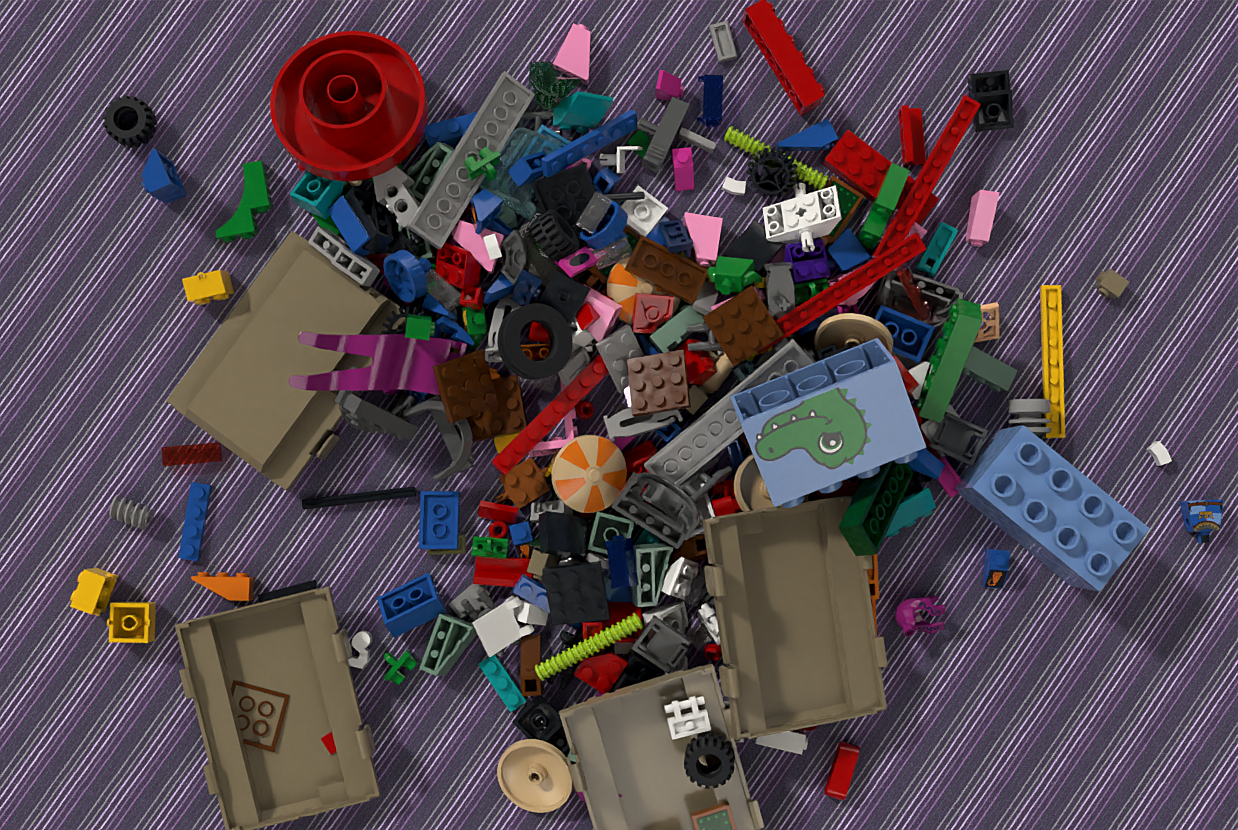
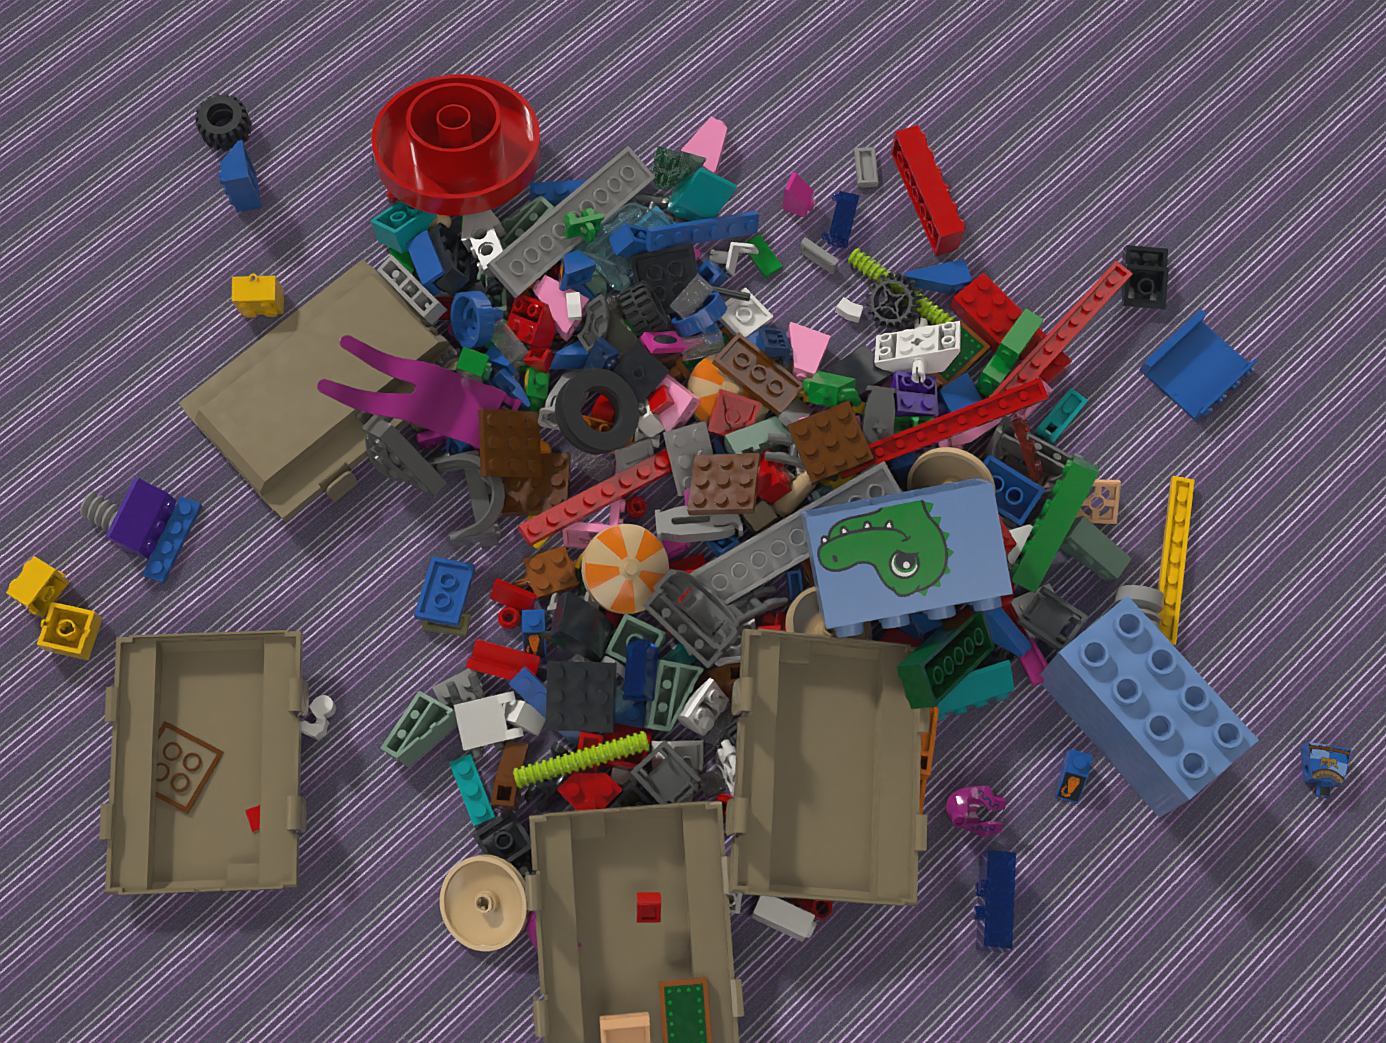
camera: 10 degrees right, 15 degrees down
(164, 512) = (141, 518): none -> dark purple slope
(191, 454) = (189, 467): clear red plate -> none
(230, 587) = (190, 616): orange slope -> none
(255, 199) = (332, 223): green arch -> none
(362, 497) = (361, 551): black axle -> none
(394, 673) = (349, 750): green hips -> none
(411, 605) = (388, 679): blue slope -> none
(482, 547) = (486, 631): green hips -> none
(539, 561) = (545, 654): dark tan brick -> none
(663, 134) = (783, 241): dark grey piece -> none
(671, 760) = (648, 907): none -> red slope
(683, 169) = (797, 280): dark pink slope -> none
(688, 723) = (678, 864): white plate -> none
(704, 774) = (675, 921): black tyre -> none
(842, 770) = (850, 977): red beam -> none
(911, 136) = (1052, 295): red panel -> none
(949, 688) = (995, 901): none -> clear blue brick
(981, 217) = (1116, 390): bright pink slope -> none
(1049, 177) = (1196, 367): none -> blue panel
(1110, 284) = (1250, 490): dark tan brick -> none
(1159, 453) = (1283, 686): white piece -> none

